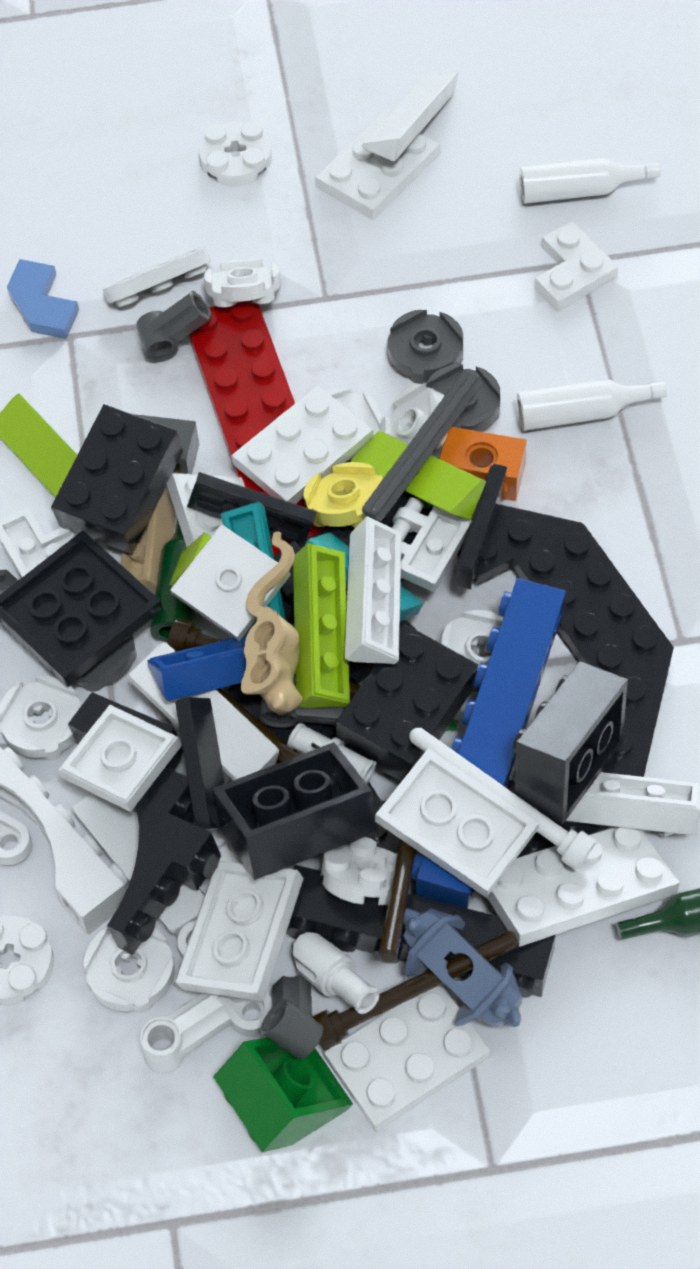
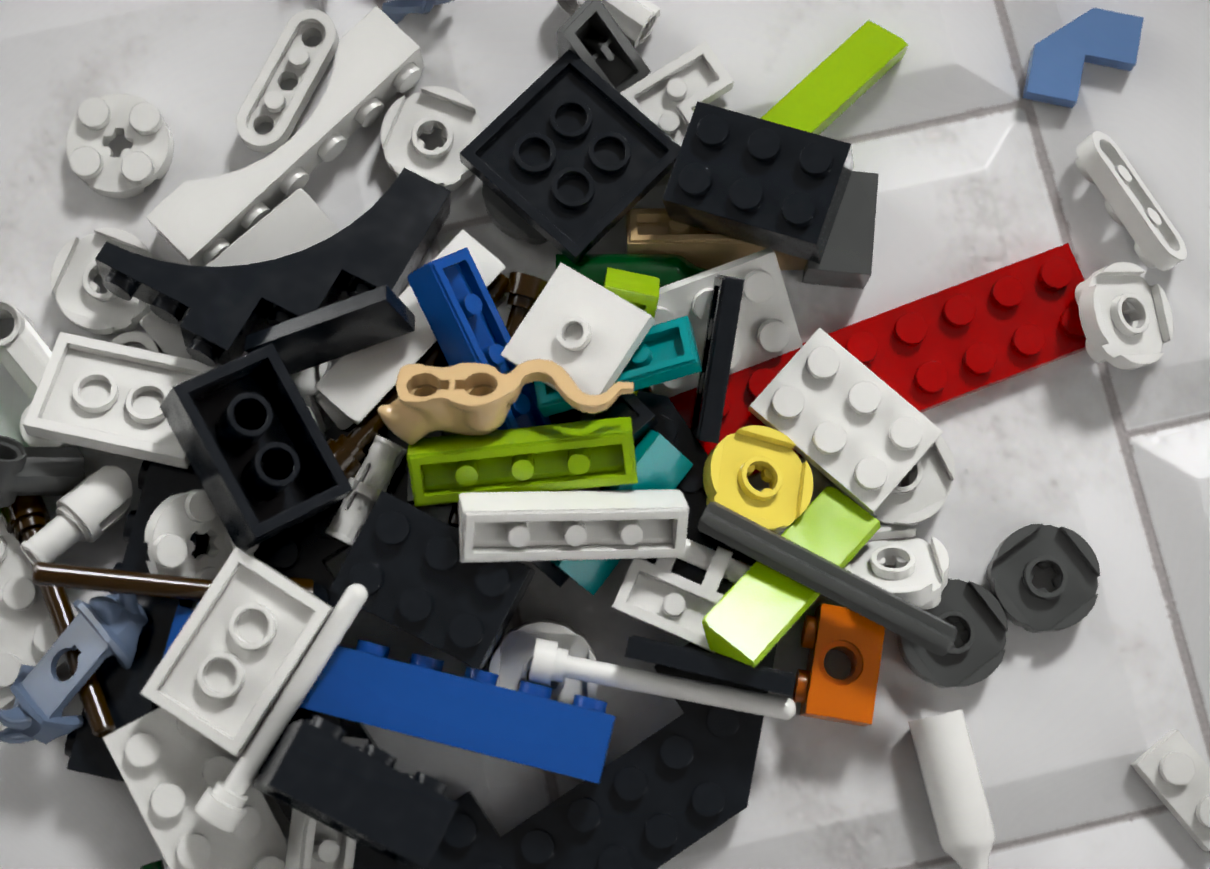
camera: 80 degrees right, 20 degrees up
(120, 758) = (333, 230): white plate -> none
(163, 330) = (1034, 223): dark grey piece -> none
(474, 629) = (554, 664): none -> white piece

